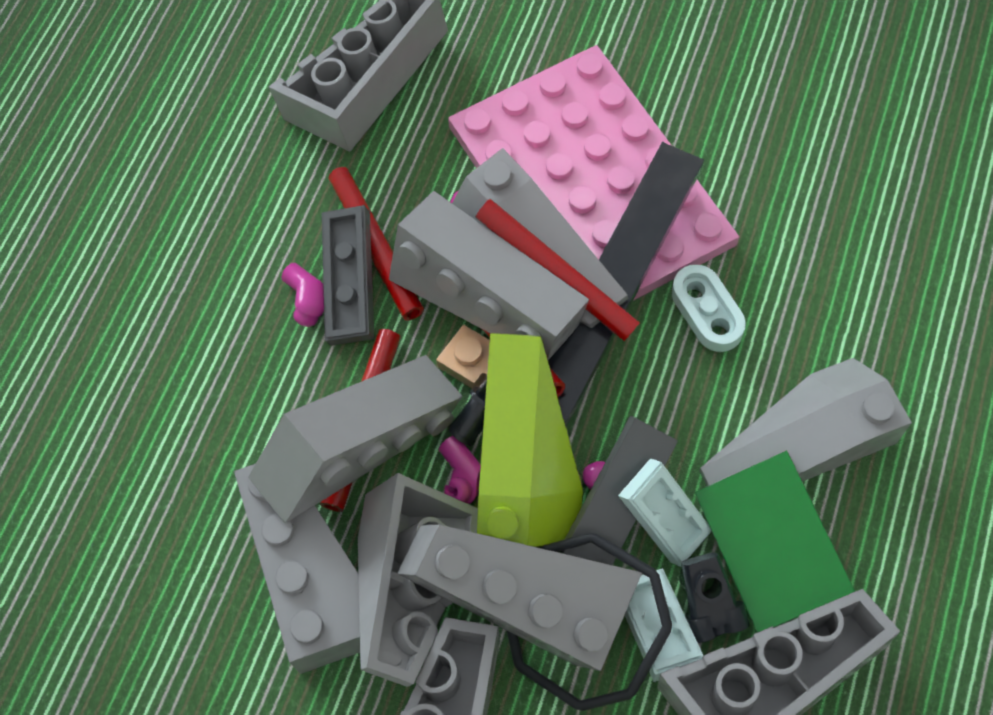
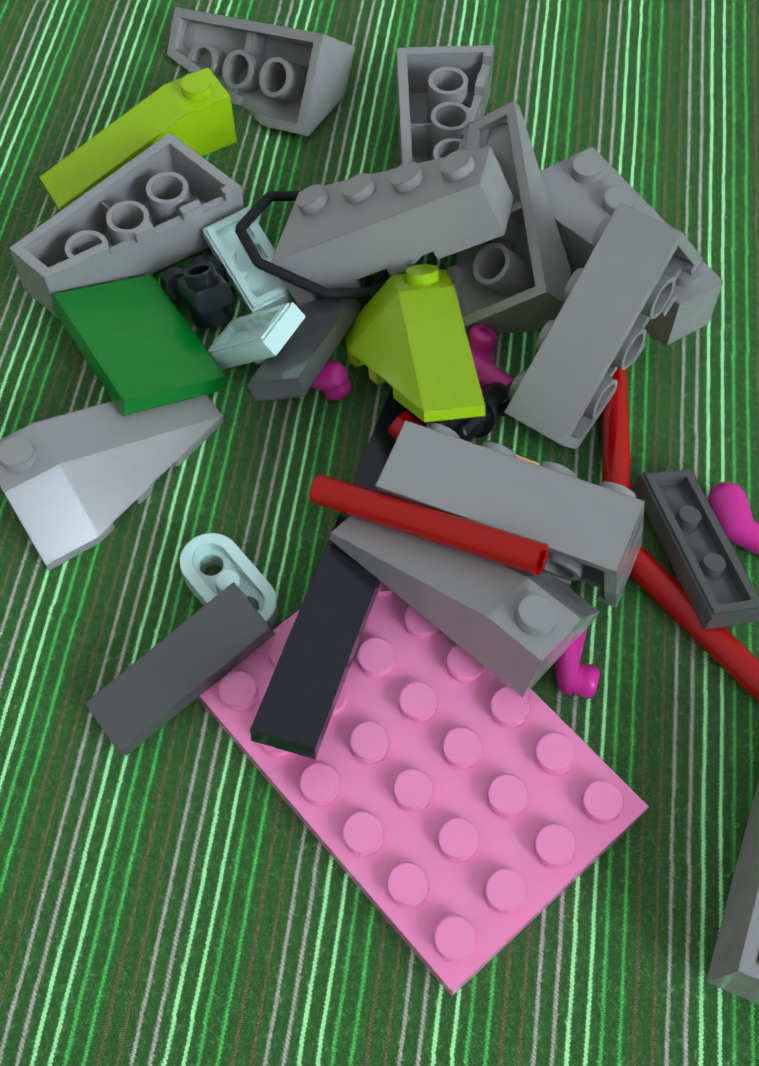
camera: 165 degrees right, 5 degrees down
(747, 246) = (179, 669): none -> dark grey tile

